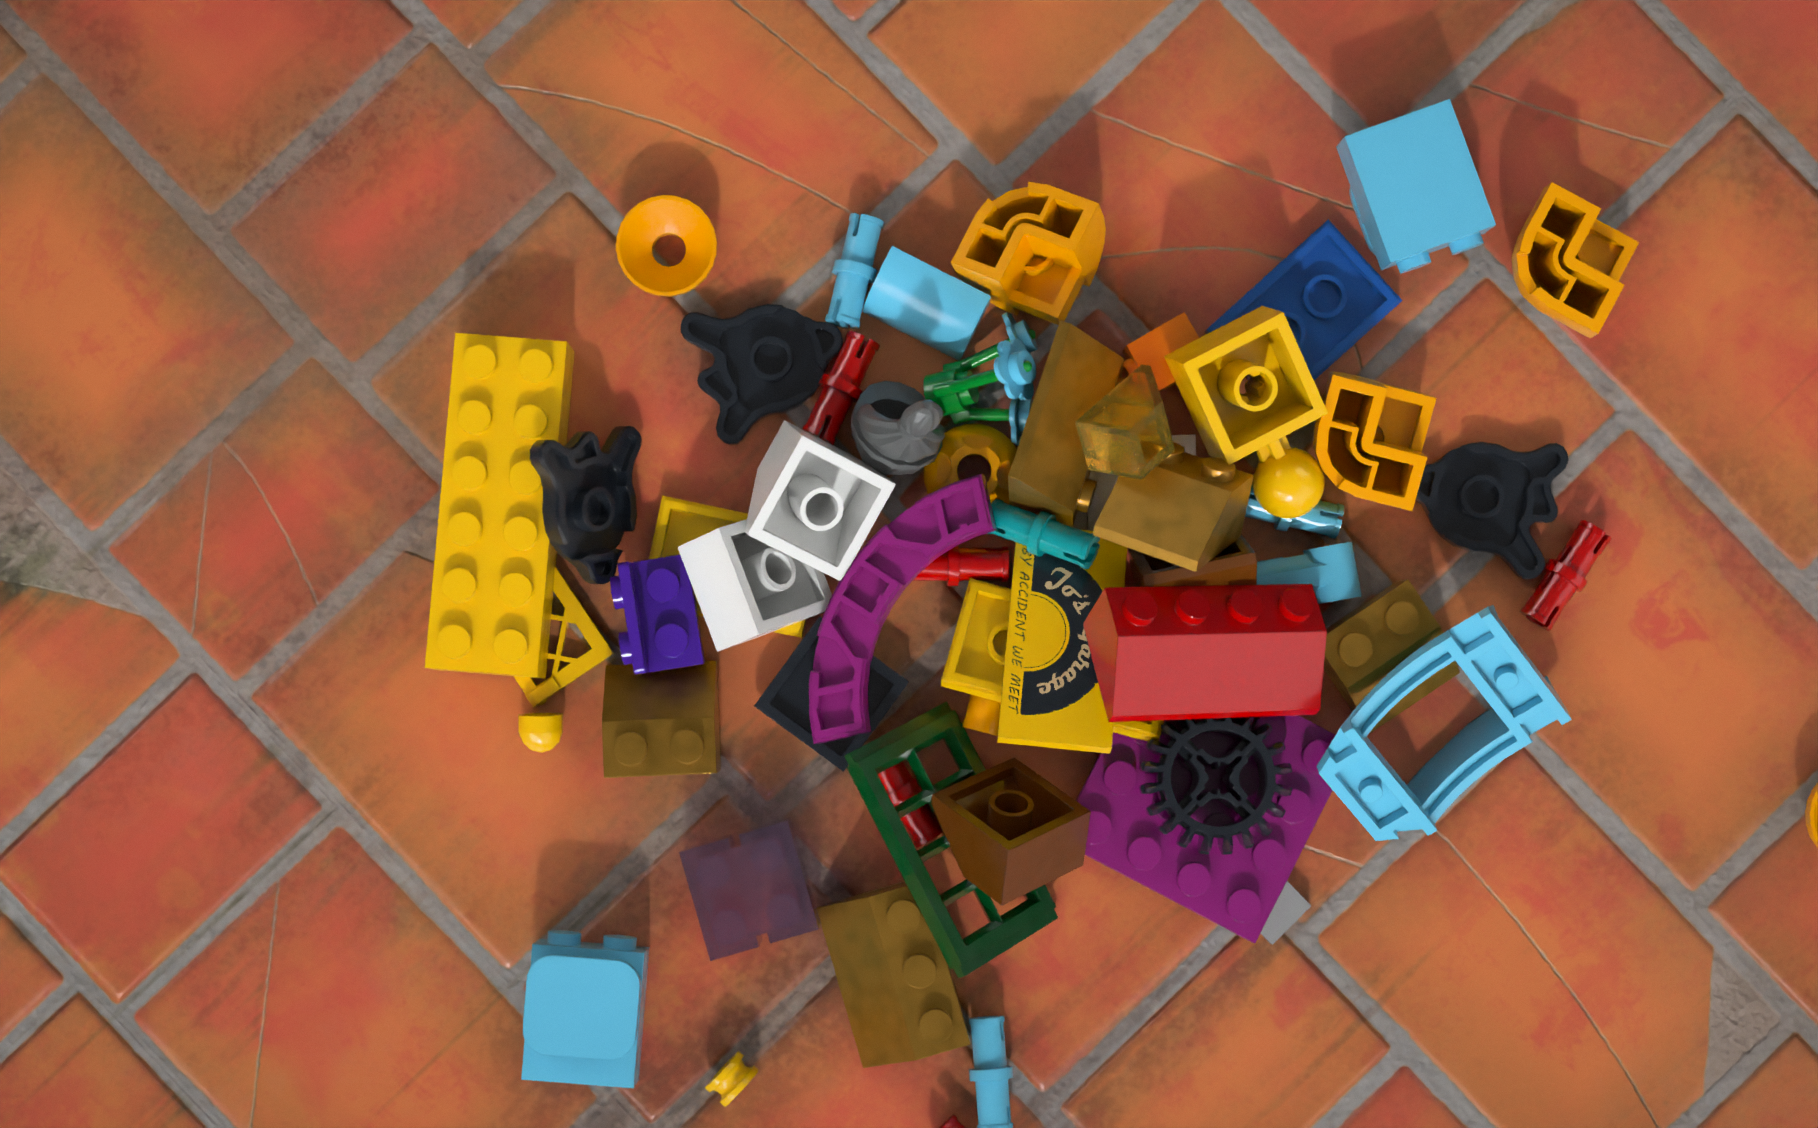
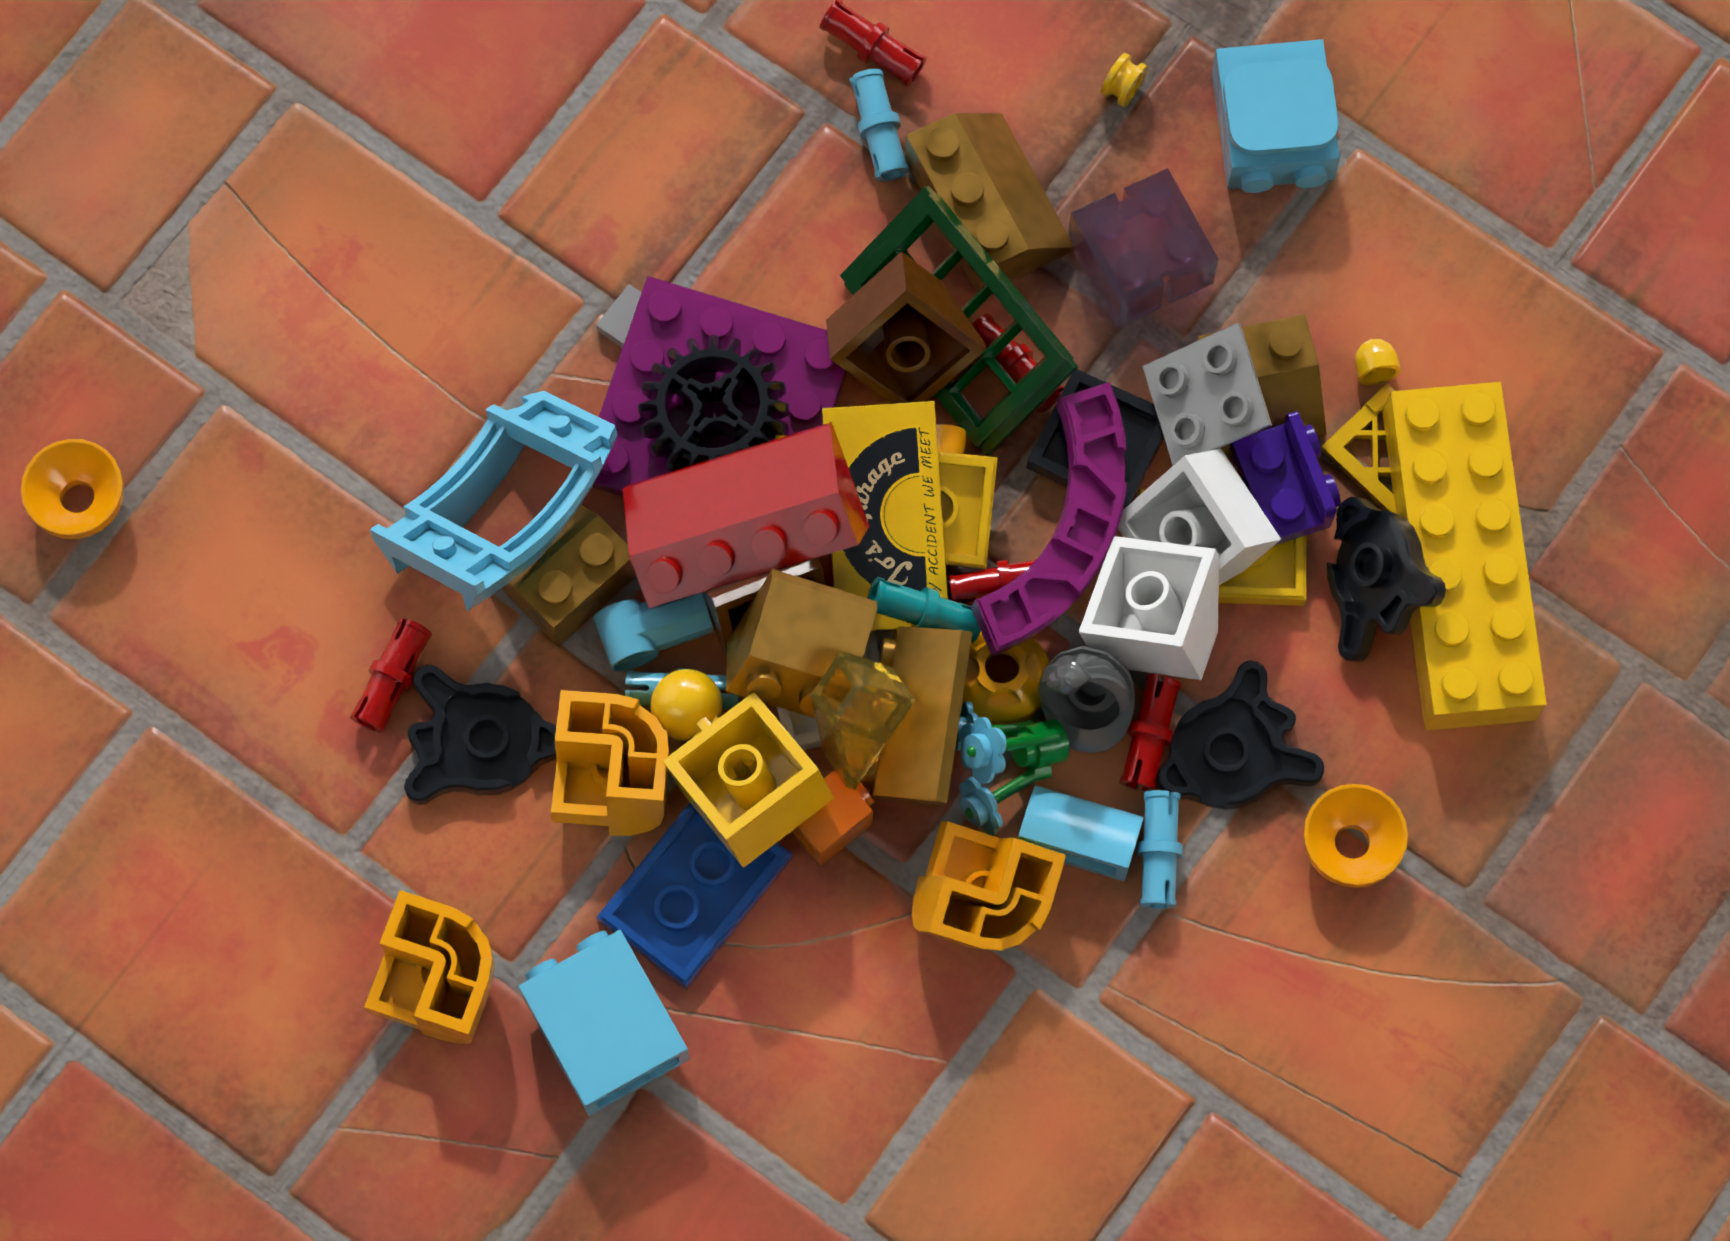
camera: 170 degrees right, 15 degrees down
(720, 707) = (1207, 394): none -> light grey hinge

